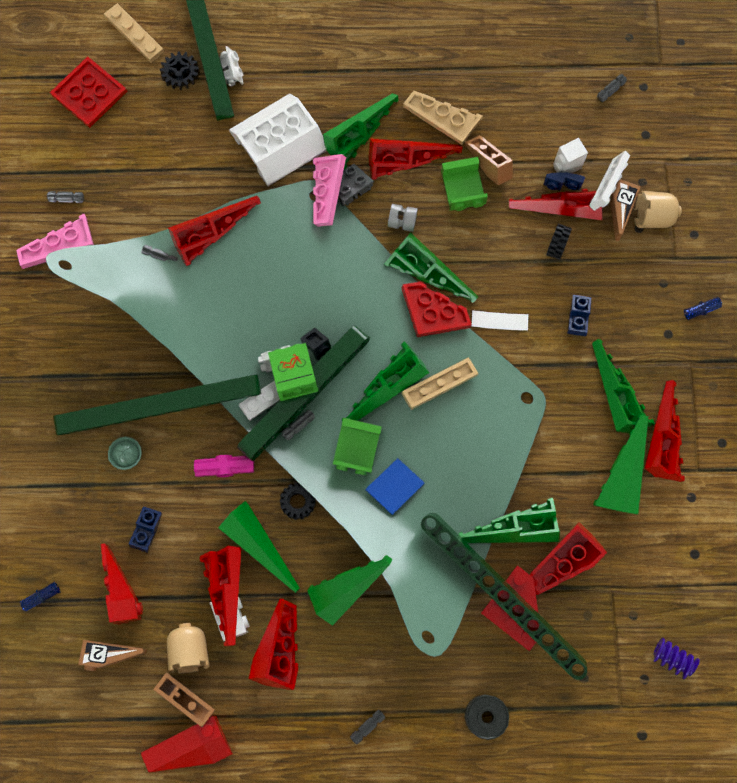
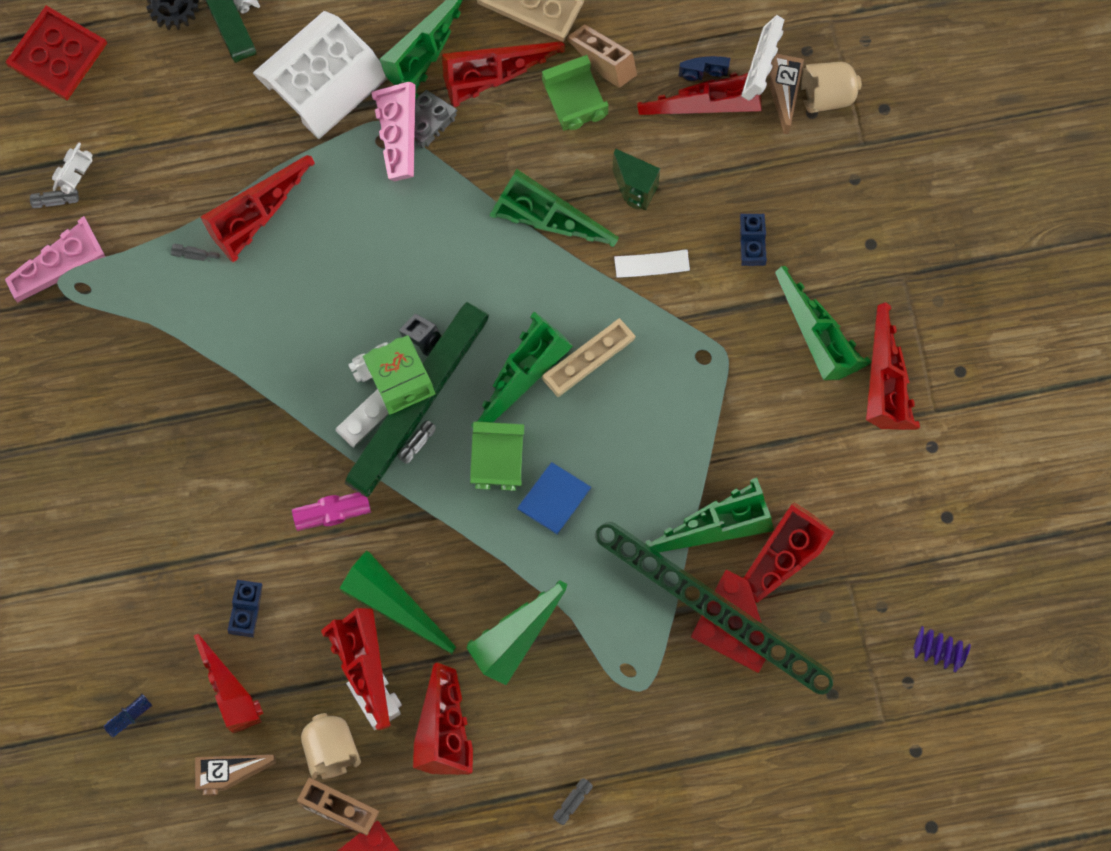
camera: 10 degrees left, 0 degrees up
(76, 182) = (66, 176): none -> white hinge
(124, 453) = (200, 516): sand green hat -> none
(157, 405) = (230, 447): dark green beam -> none
(289, 510) = (433, 554): black tyre -> none
(409, 217) = (511, 147): light grey wheel -> none
(433, 311) = (564, 266): red plate -> none
(495, 726) = (734, 758): pearl dark grey wheel -> none
(498, 254) = (635, 179): none -> dark green slope
(559, 241) = (710, 148): black tyre -> none
(570, 157) = (707, 36): white brick -> none
(624, 483) = (843, 444): green wedge -> none
(703, 308) = (909, 203): clear blue axle -> none

